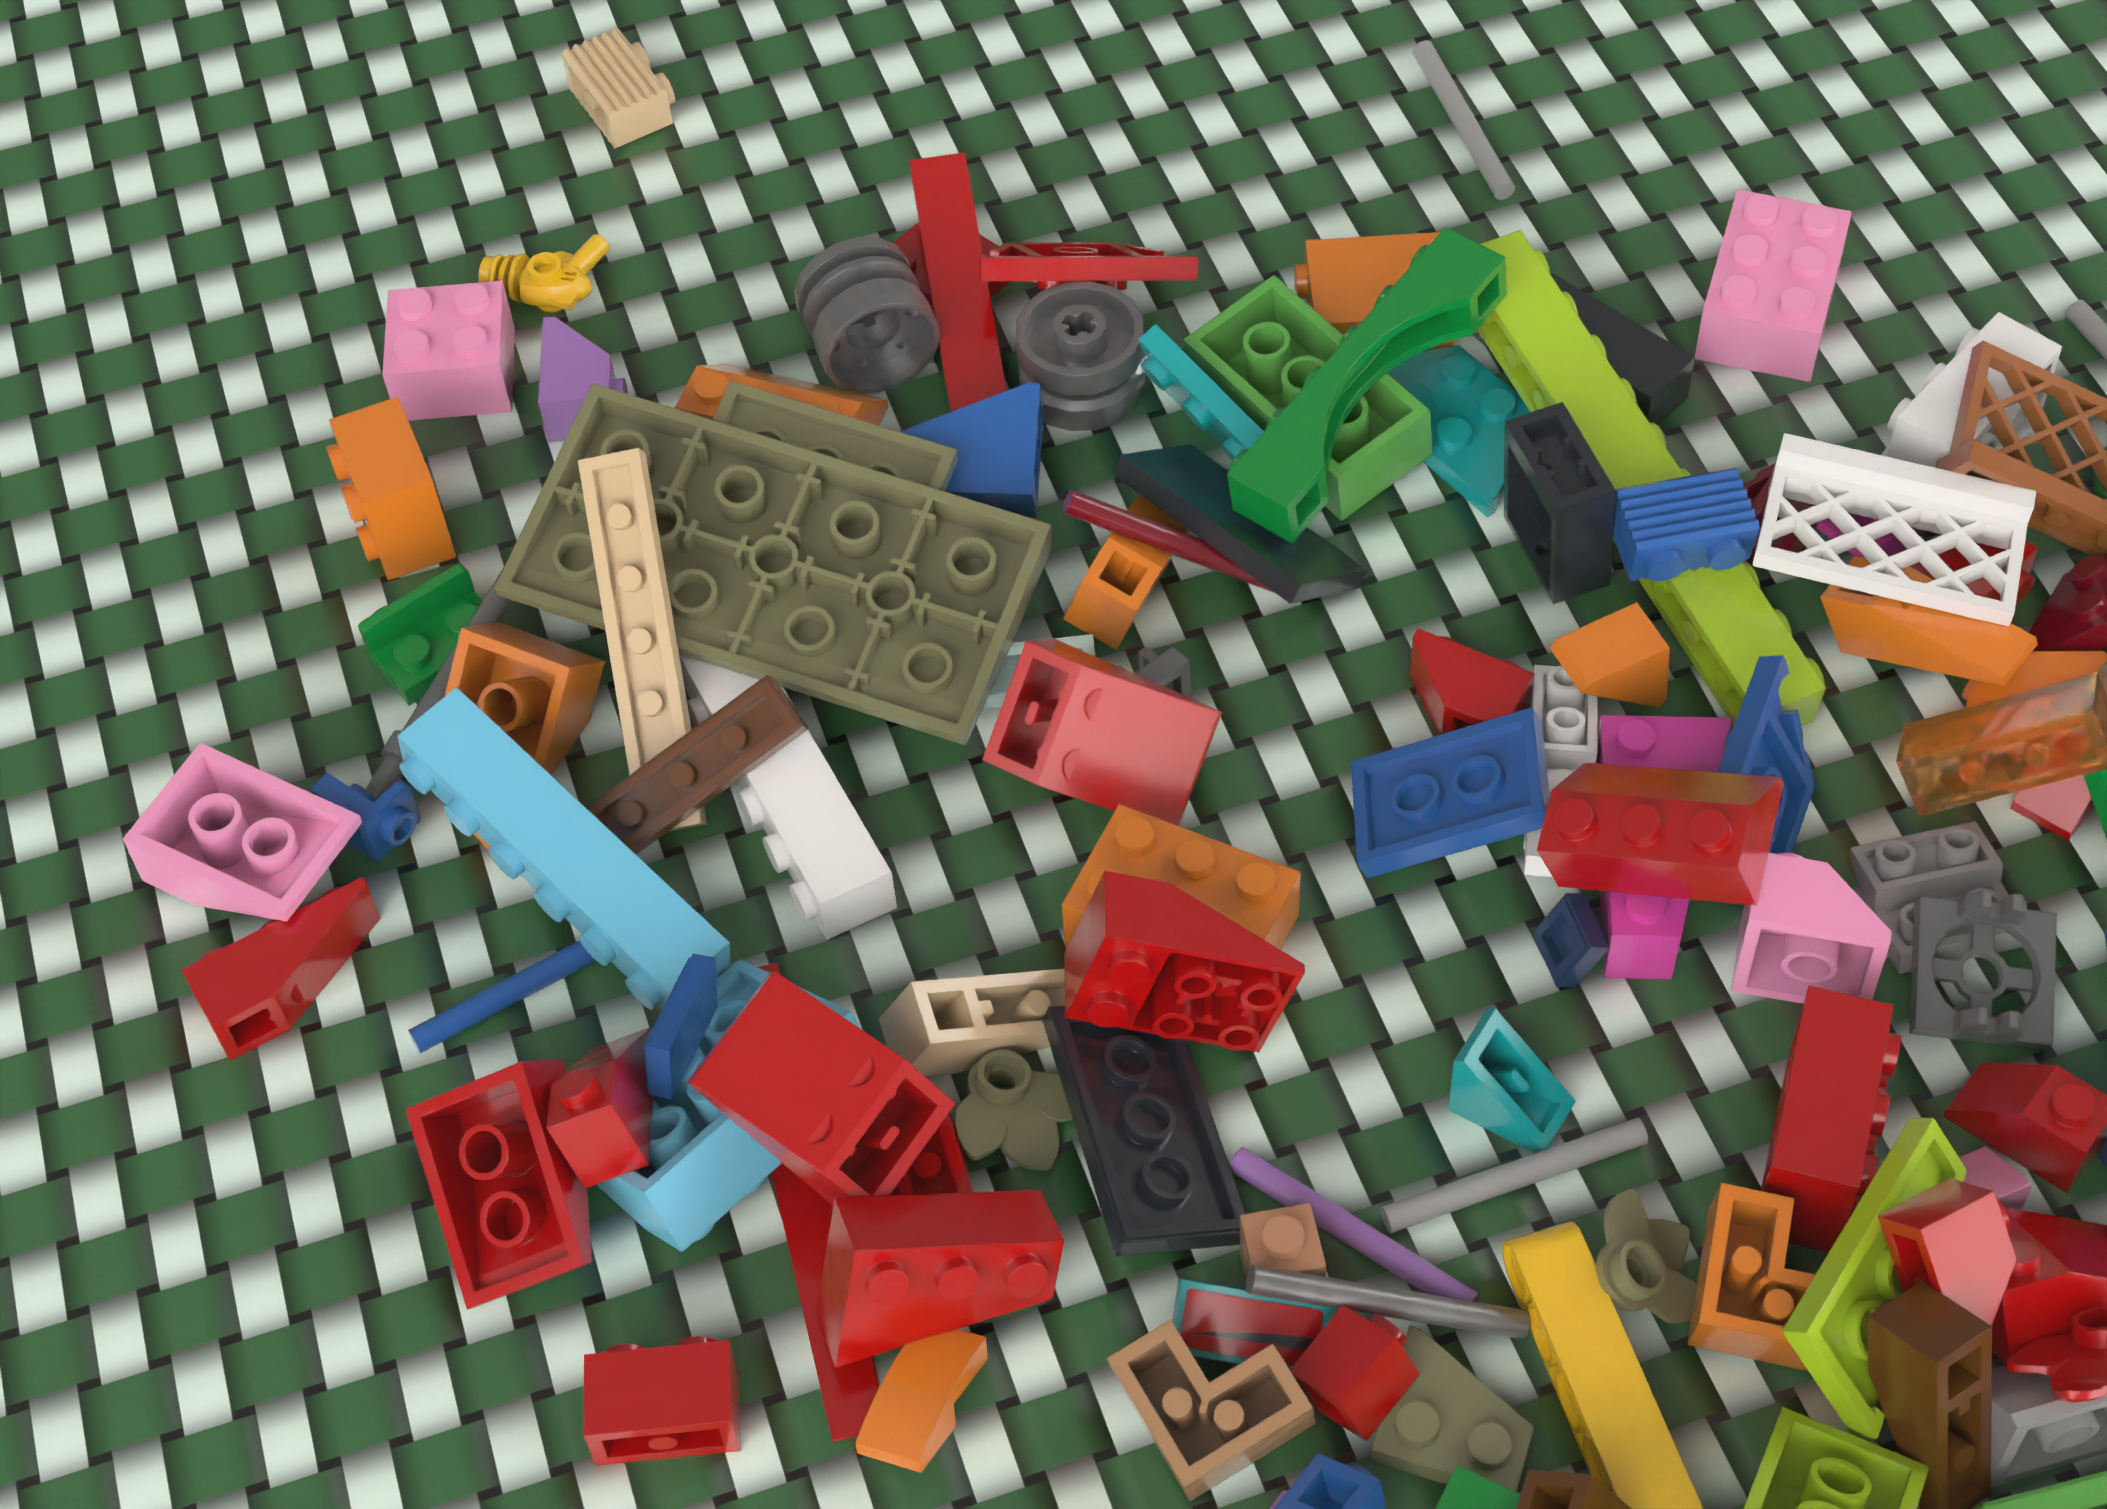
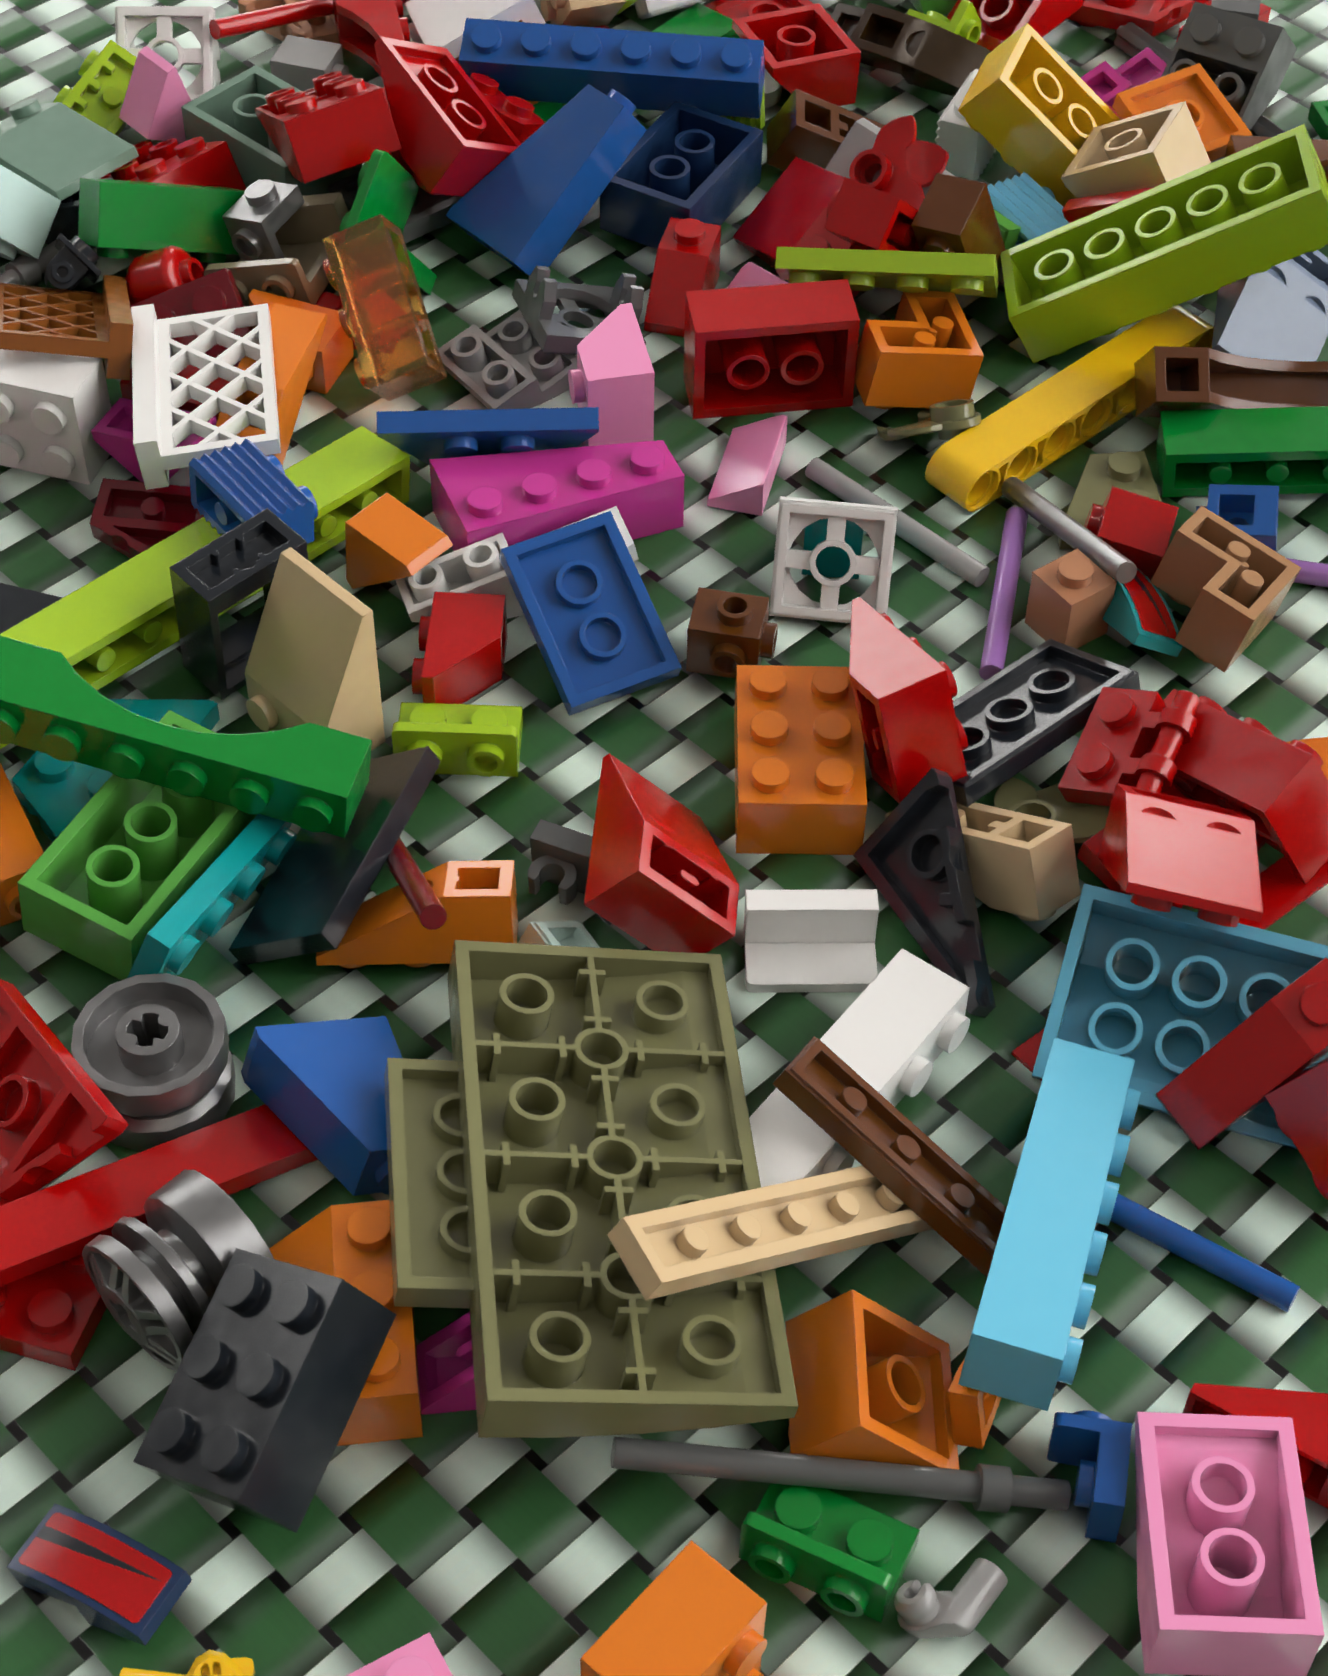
camera: 120 degrees left, 5 degrees down
(342, 688) = (954, 1612): none -> light grey arm
(566, 373) = (385, 1580): medium lavender slope -> none
(676, 253) = (100, 1572): none -> slope
(681, 1026) = (1170, 1019): blue tile -> none
(726, 320) = (266, 1388): none -> black brick
(951, 952) = (925, 877): none -> black wing
(968, 846) = (810, 940): none -> white panel
(1019, 1171) = (1117, 742): none -> red plate
(1357, 669) = (463, 736): none -> lime bracket
(1376, 912) = (728, 632): none -> reddish brown brick
(1435, 1018) = (798, 513): none -> white piece
(1450, 547) = (314, 656): none -> tan slope
(1570, 940) = (678, 528): dark blue tile -> none
(1661, 832) = (600, 425): red slope -> none
(1663, 1065) = (749, 466): none -> bright pink slope

